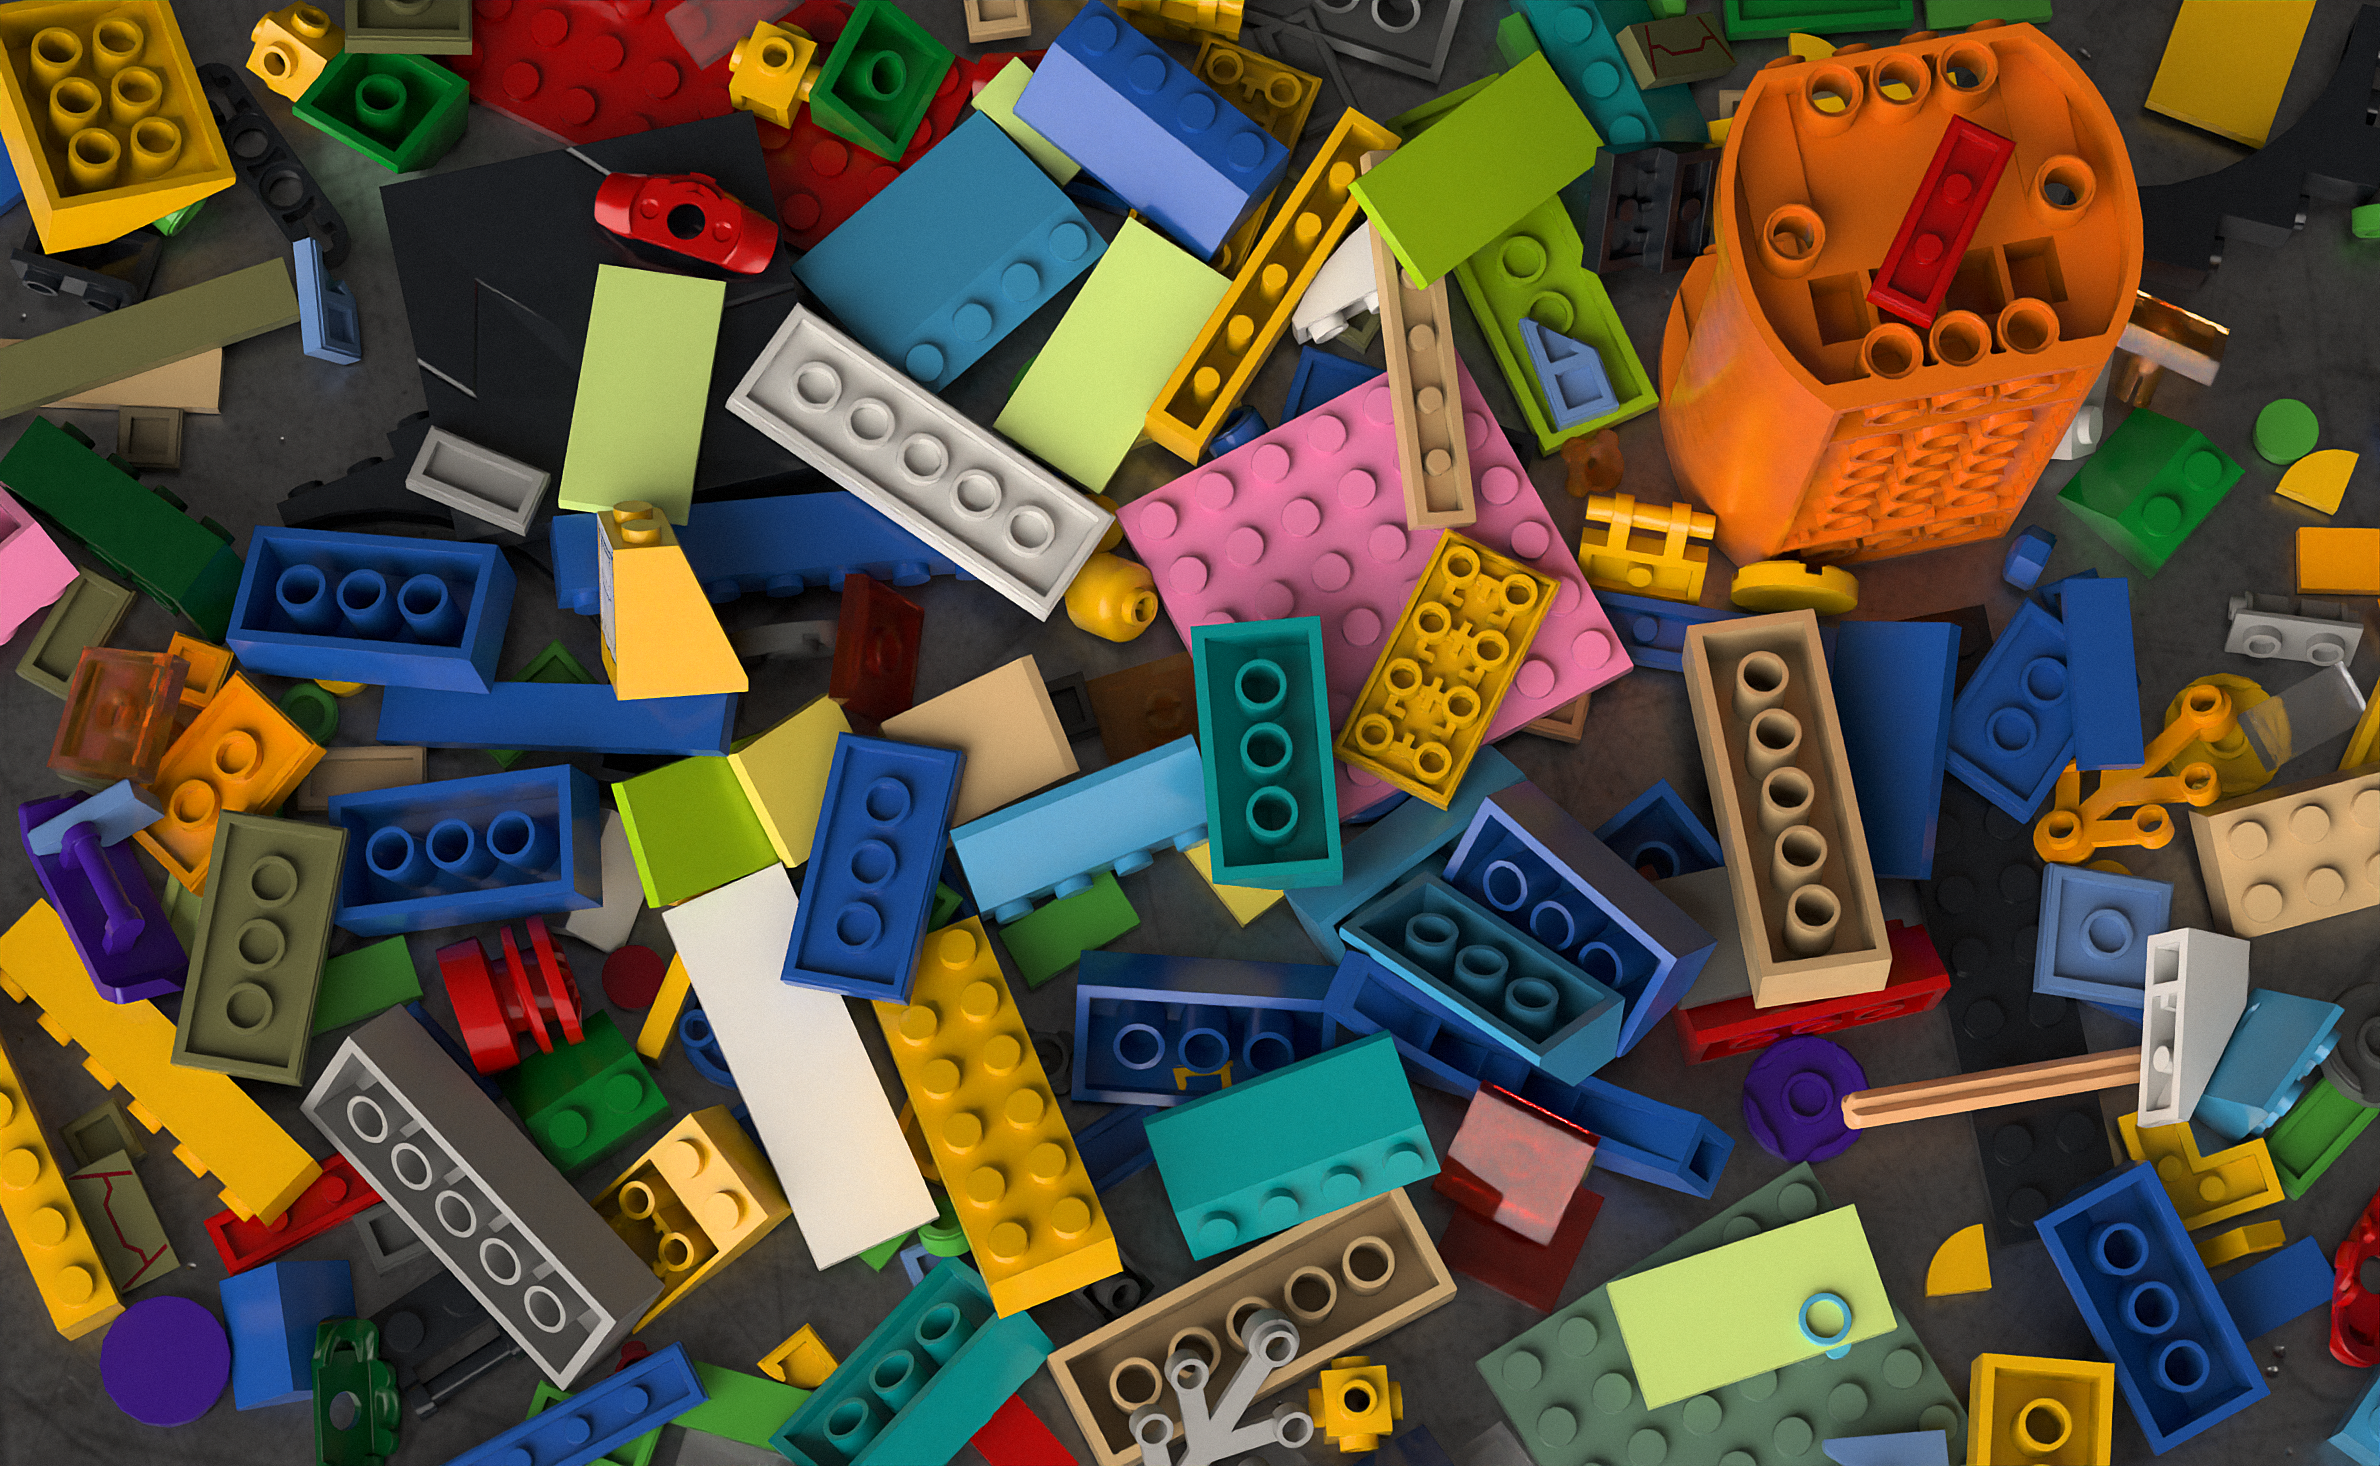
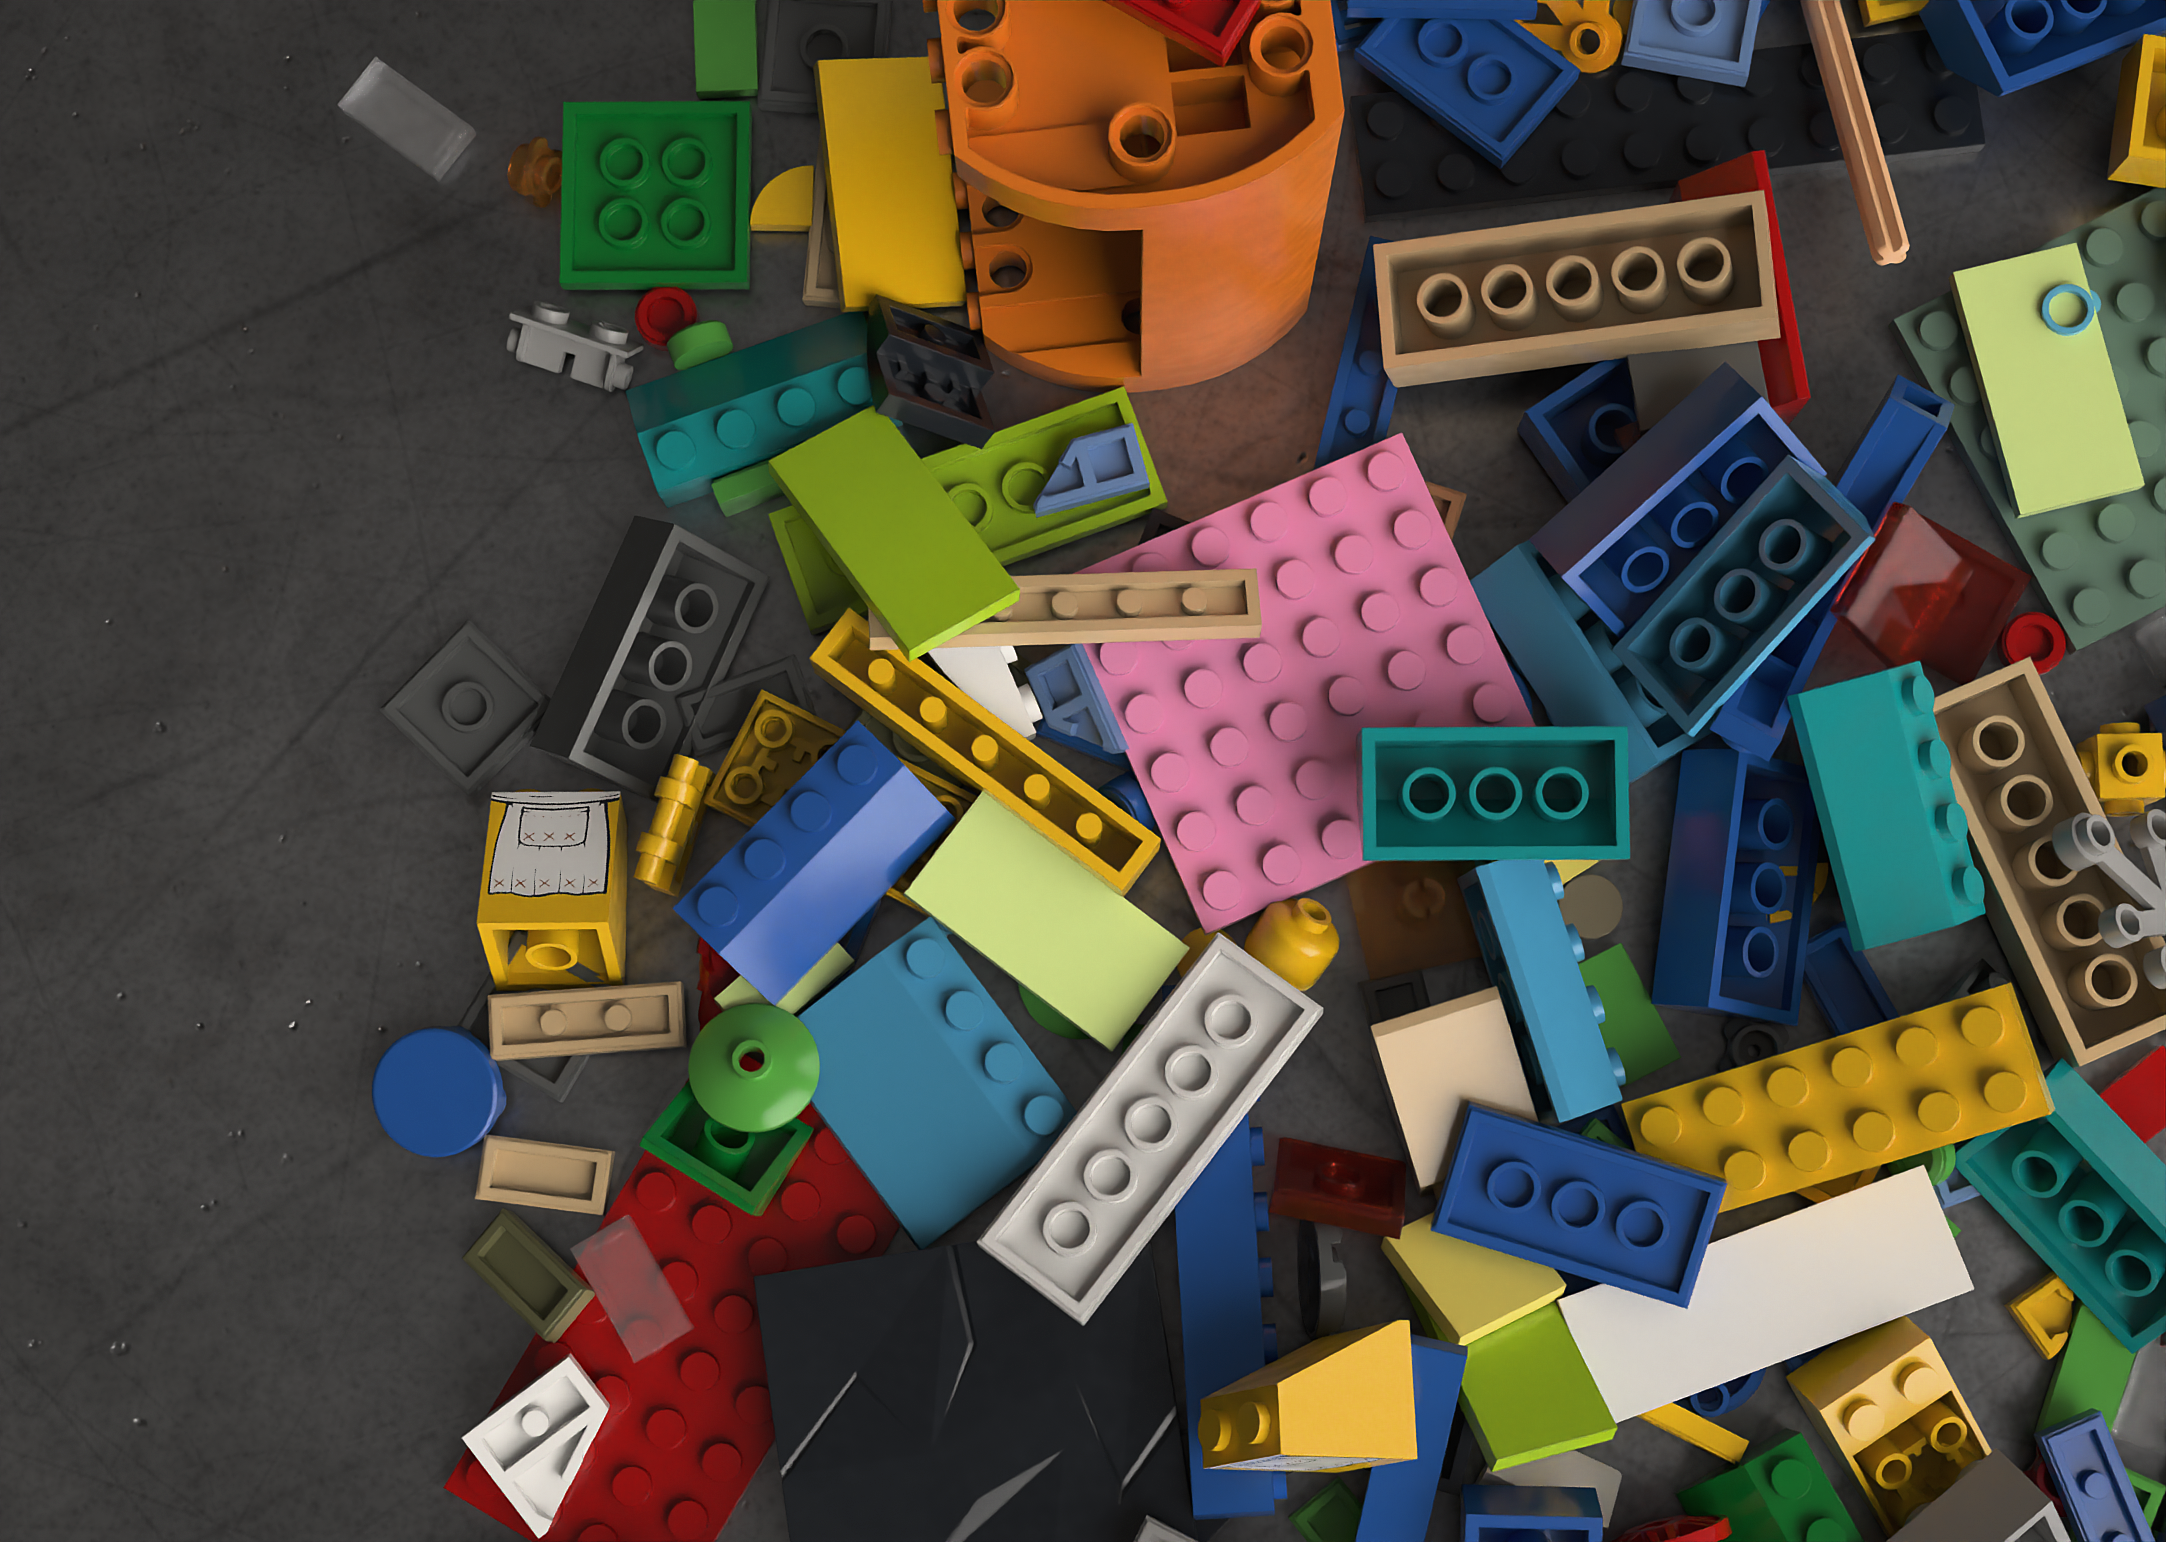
camera: 75 degrees left, 5 degrees up
(633, 977) = (1647, 1459): dark red tile -> none
(642, 391) = (1065, 1412): yellowish green tile -> none
(732, 234) = (855, 1399): red piece -> none
(774, 71) = (737, 1249): yellow brick -> none
(944, 121) = (758, 1098): none -> bright green dish
(1174, 892) = (1591, 906): none -> dark tan tile
(1336, 372) = (1074, 698): none -> medium blue tile
(1446, 669) = (1402, 613): yellow tile -> none
(1480, 1320) = (2034, 637): none -> red tile
(1608, 467) = (1182, 457): clear orange plate -> none
(1641, 564) = (1295, 417): yellow plate -> none
(1676, 50) = (763, 334): olive tile -> none
(1788, 587) = (1333, 269): yellow tile -> none
(1796, 1099) = (1839, 313): dark purple tile -> none
(1894, 717) = (1464, 178): blue tile -> none
(1959, 1265) = (1998, 186): yellow tile -> none

